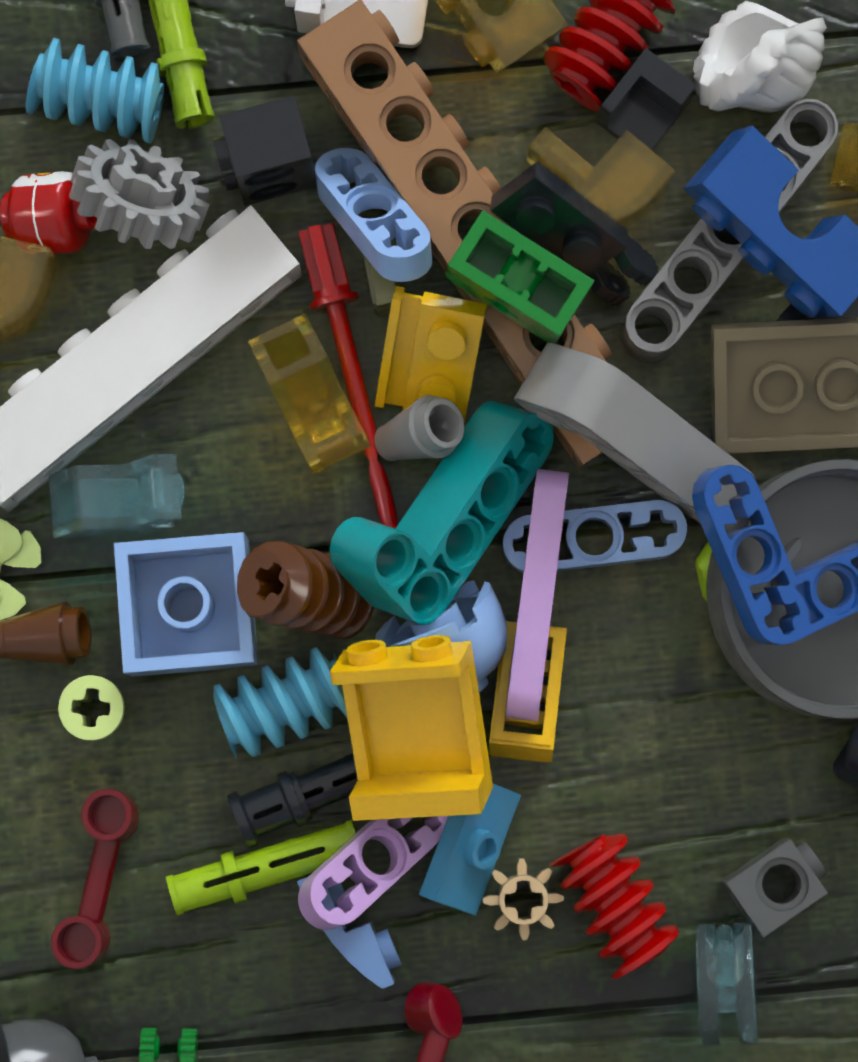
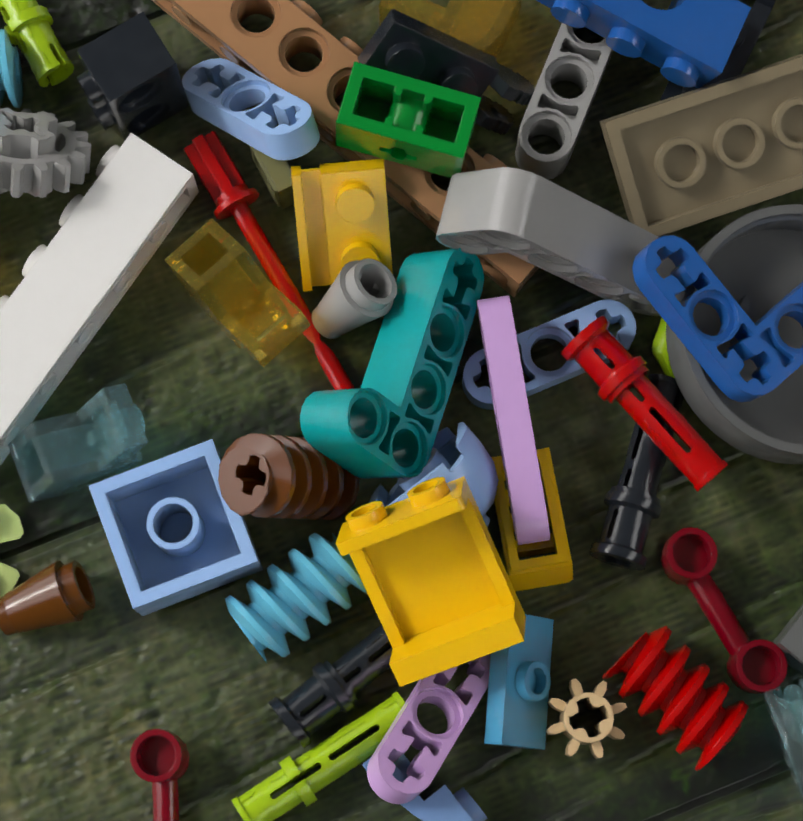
camera: 15 degrees left, 5 degrees down
(83, 690) = (97, 643): yellowish green bush -> none
(633, 702) = (634, 499): none -> black pin
(697, 894) = (752, 664): none -> dark red bar
(701, 690) = (701, 462): none -> red pin

